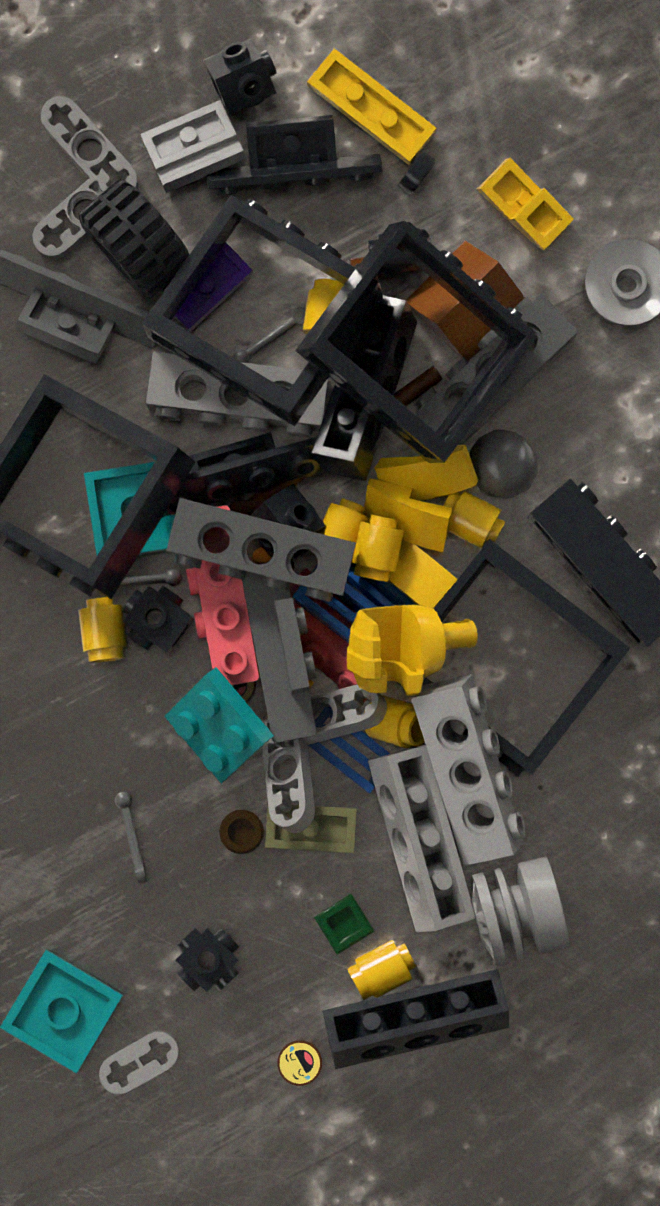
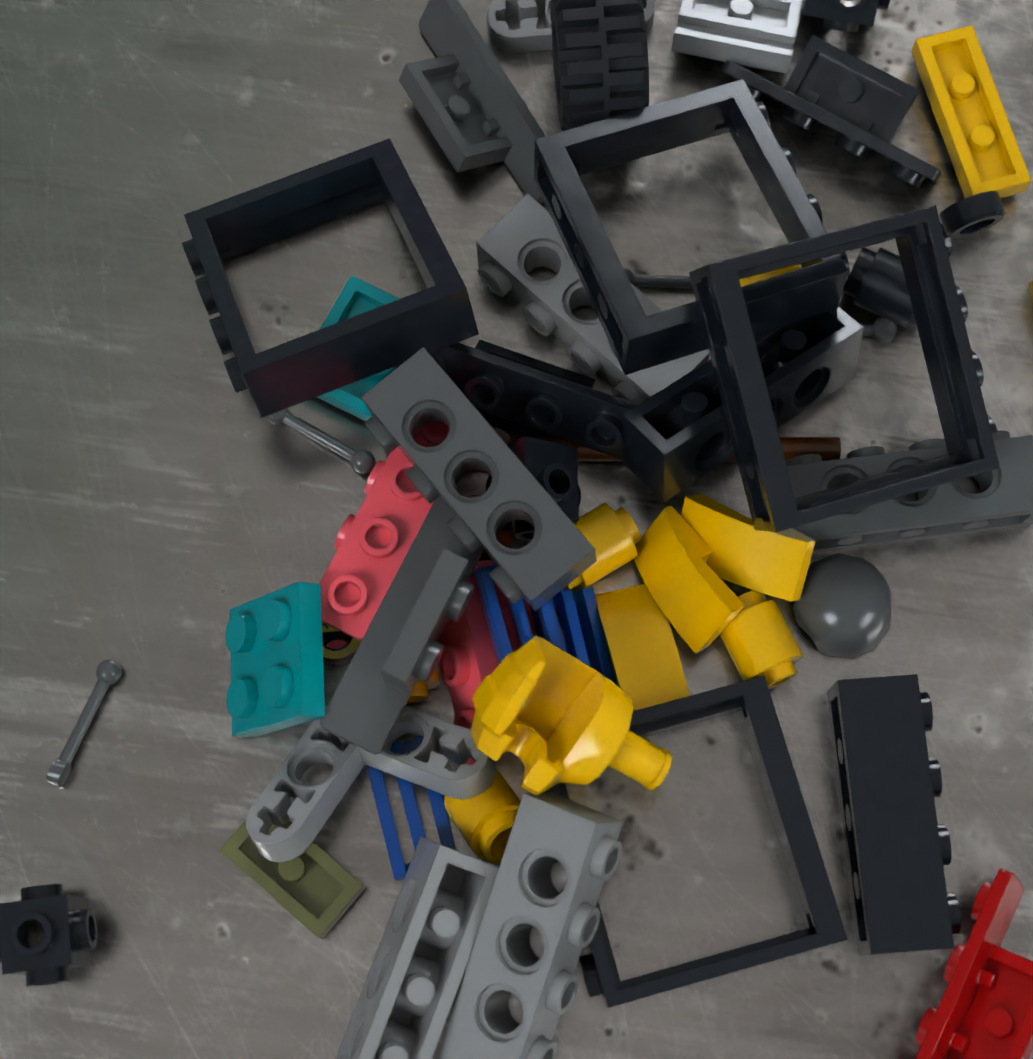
camera: 40 degrees right, 10 degrees down
(102, 630) = (236, 460): yellow brick -> none
(163, 634) = (303, 489): black brick -> none
(216, 284) = (649, 182): dark purple plate -> none
(241, 831) = (211, 811): dark brown tile -> none
(344, 924) = (243, 1019): dark green tile -> none
(377, 548) = (620, 589): yellow brick -> none
(451, 319) = (901, 393): dark orange slope -> none

